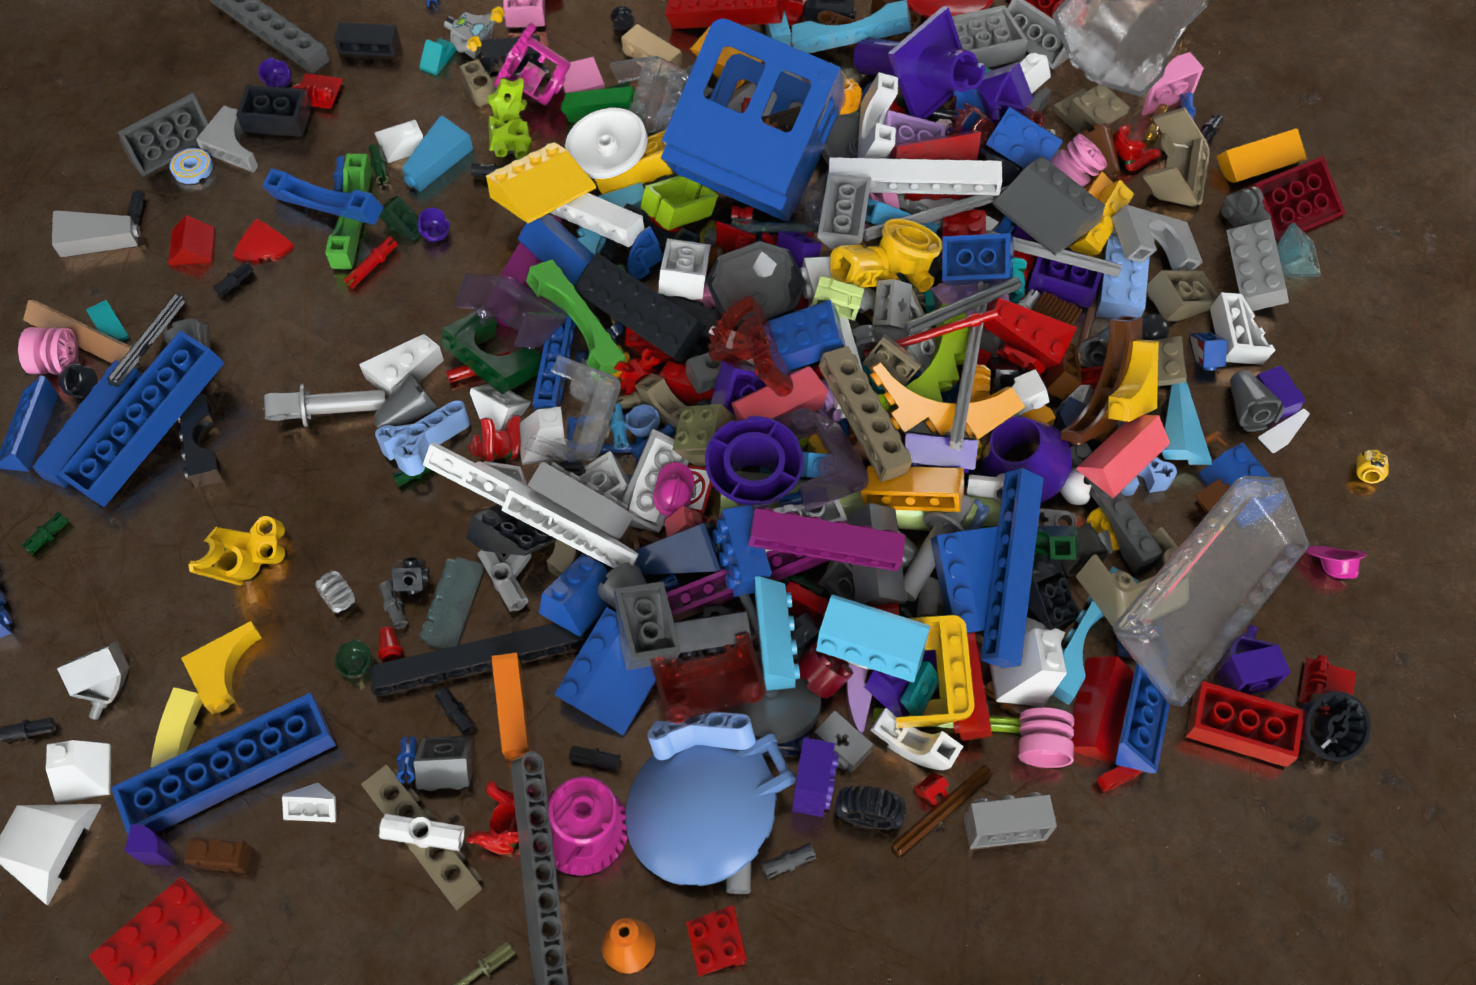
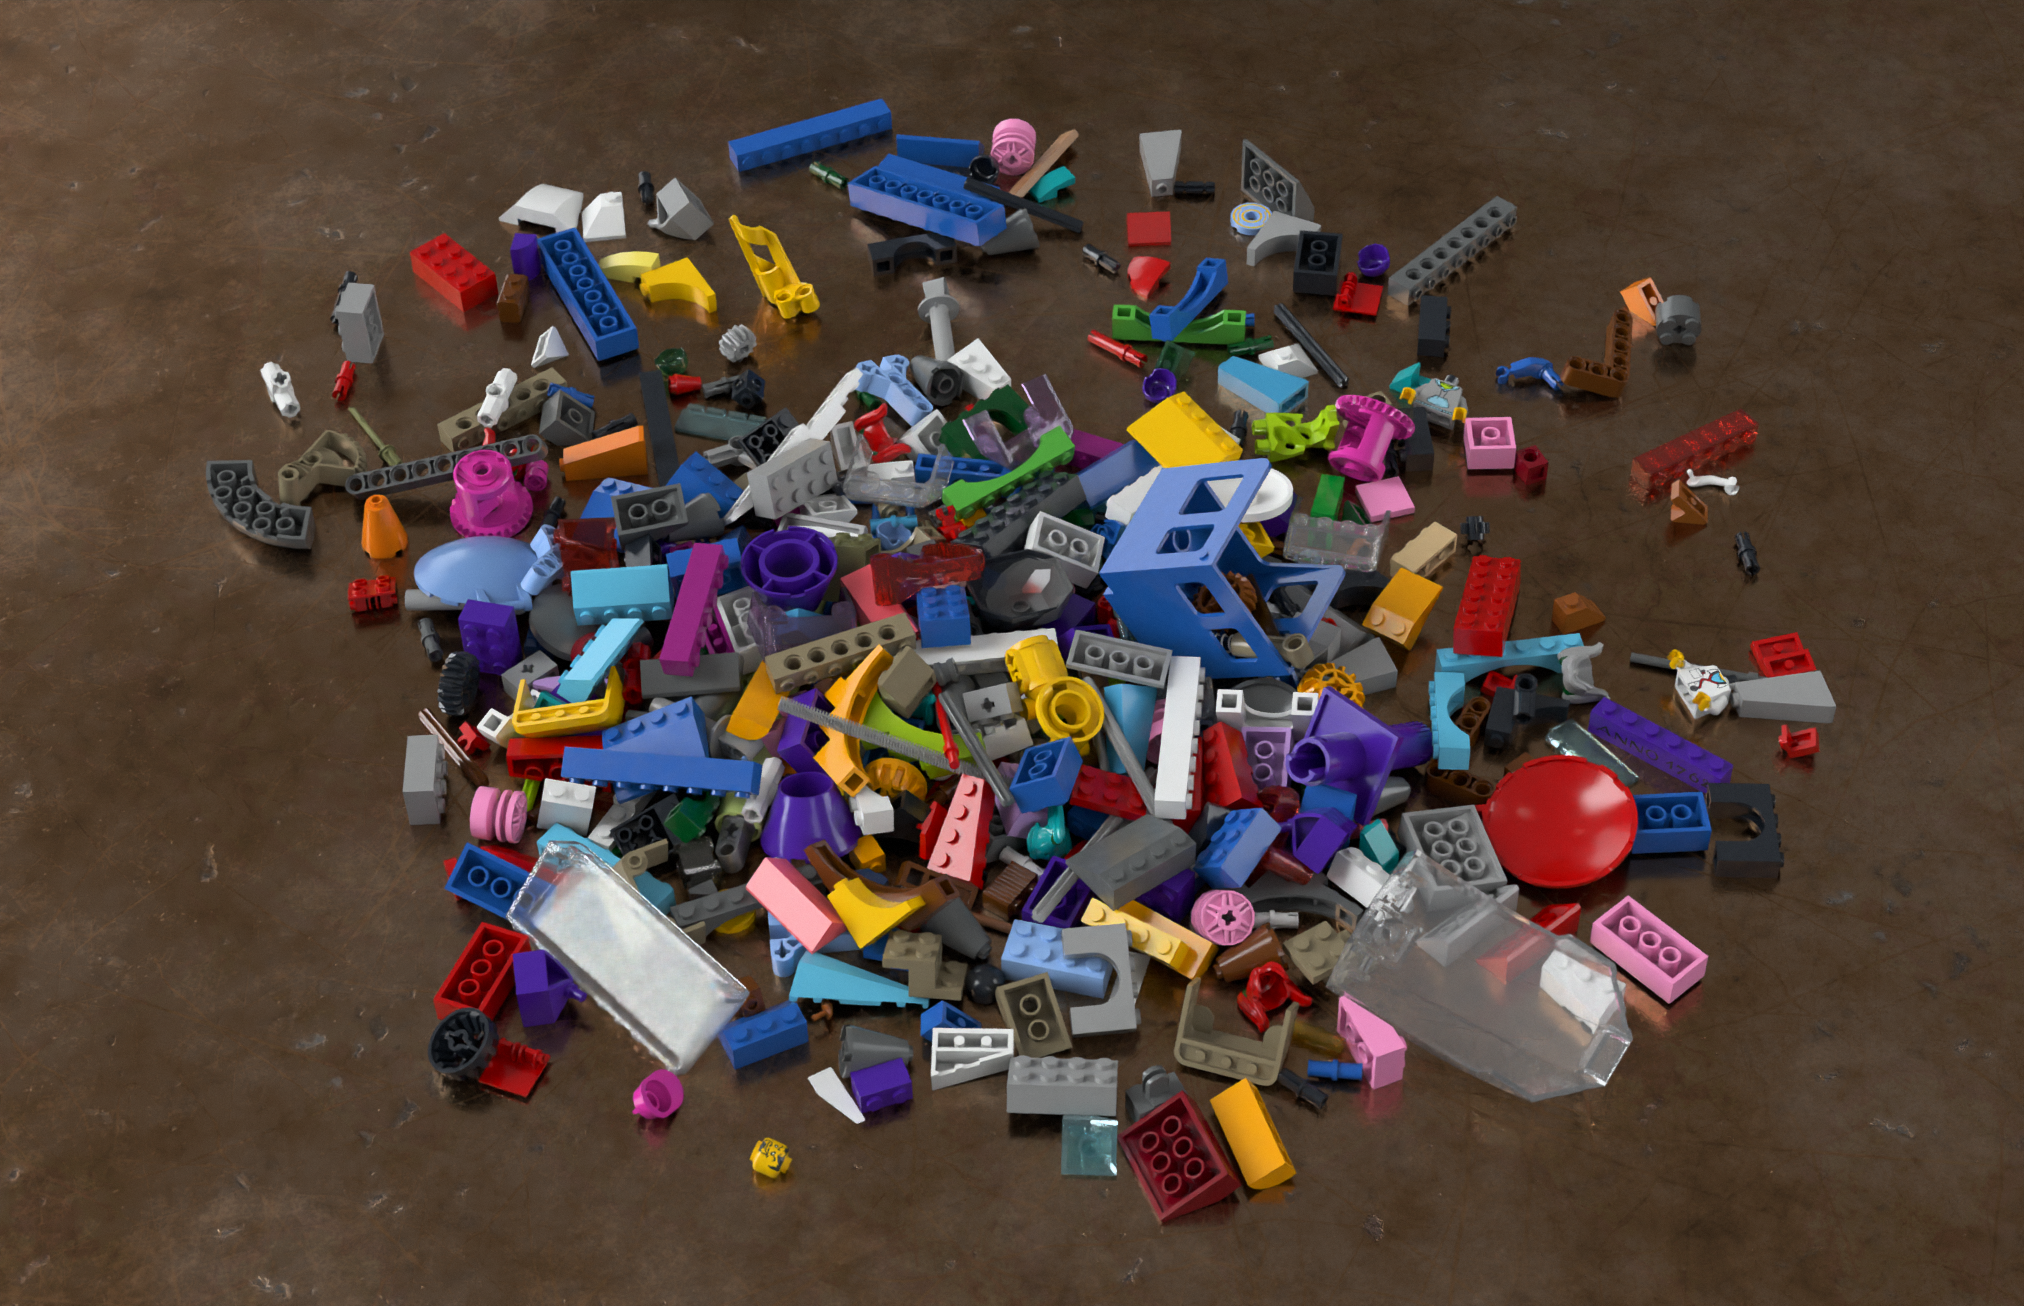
camera: 95 degrees right, 15 degrees down
(378, 123) = (1311, 345): none -> black axle
(844, 296) = (991, 643): yellowish green brick -> none

